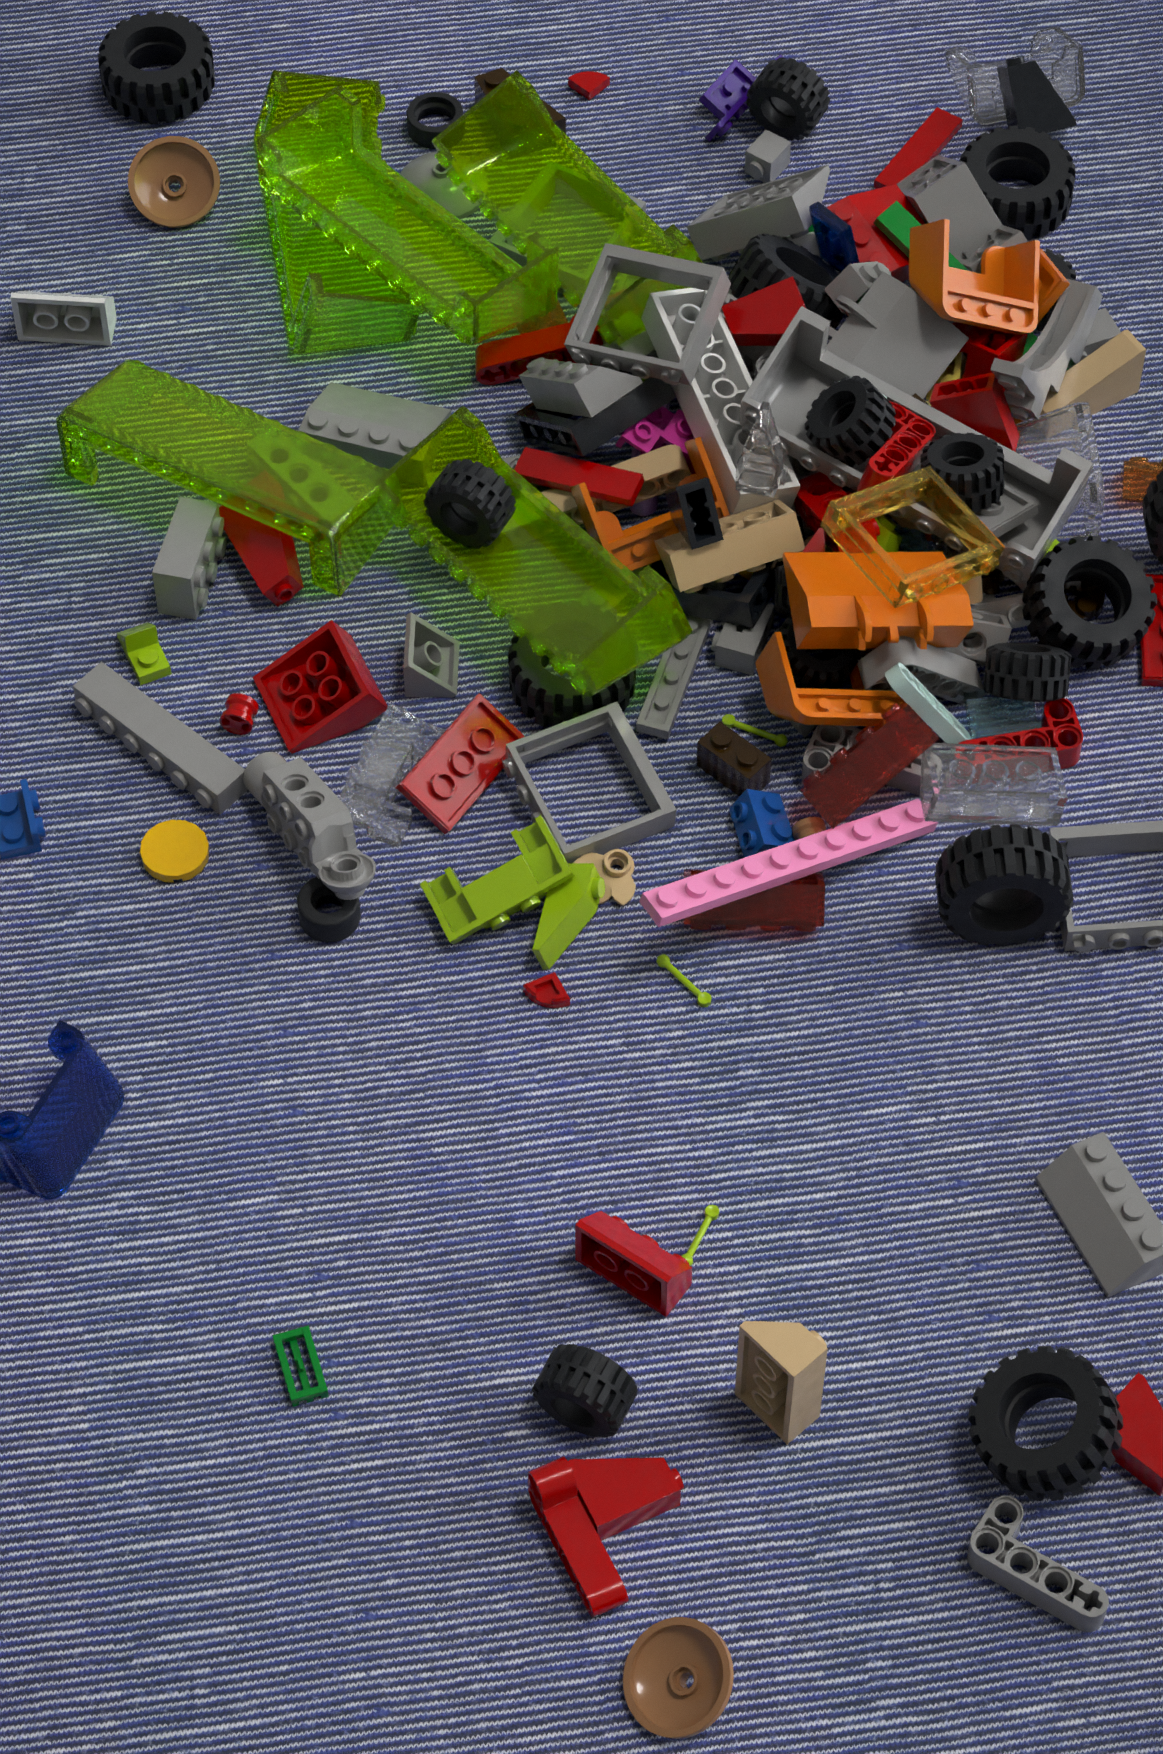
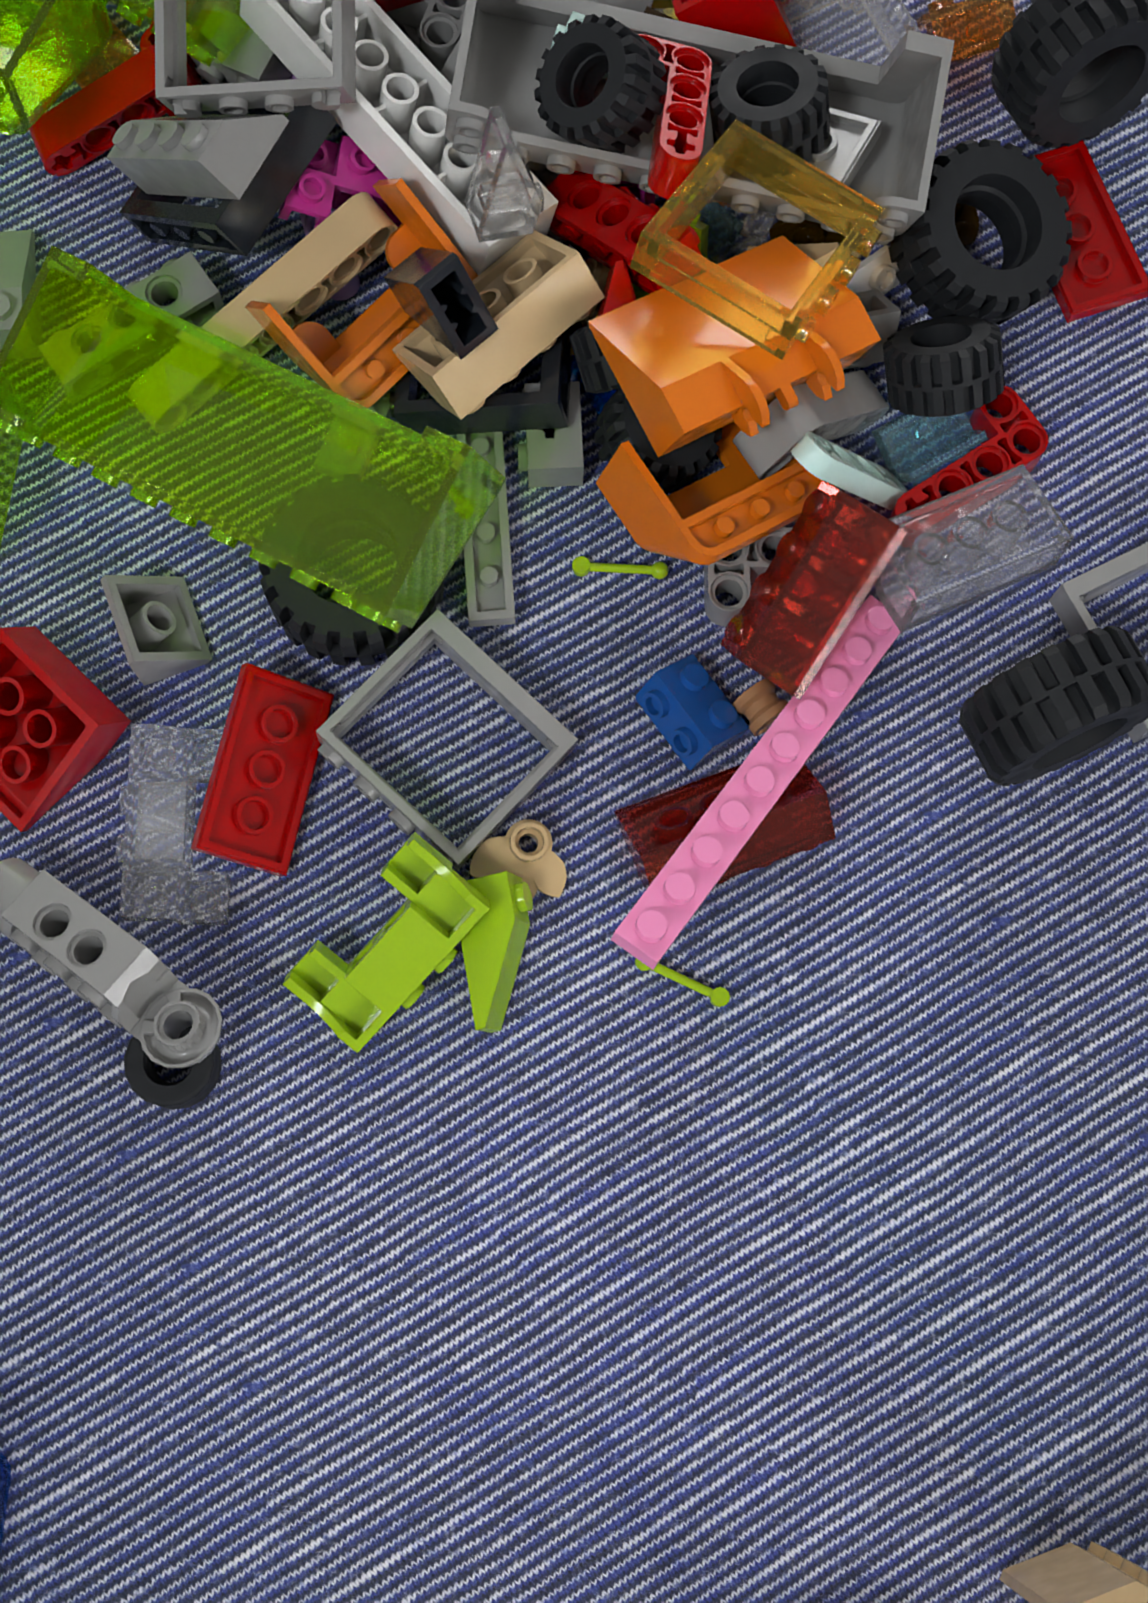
camera: 25 degrees left, 20 degrees up
(469, 503) = (121, 387): black tyre -> none
(547, 992) = (514, 1068): red tile -> none
(564, 472) = (236, 282): red tile -> none
(632, 1261) = (802, 1453): red slope -> none
(711, 1214) = (860, 1318): lime hinge -> none
(733, 760) = (618, 631): dark brown brick -> none

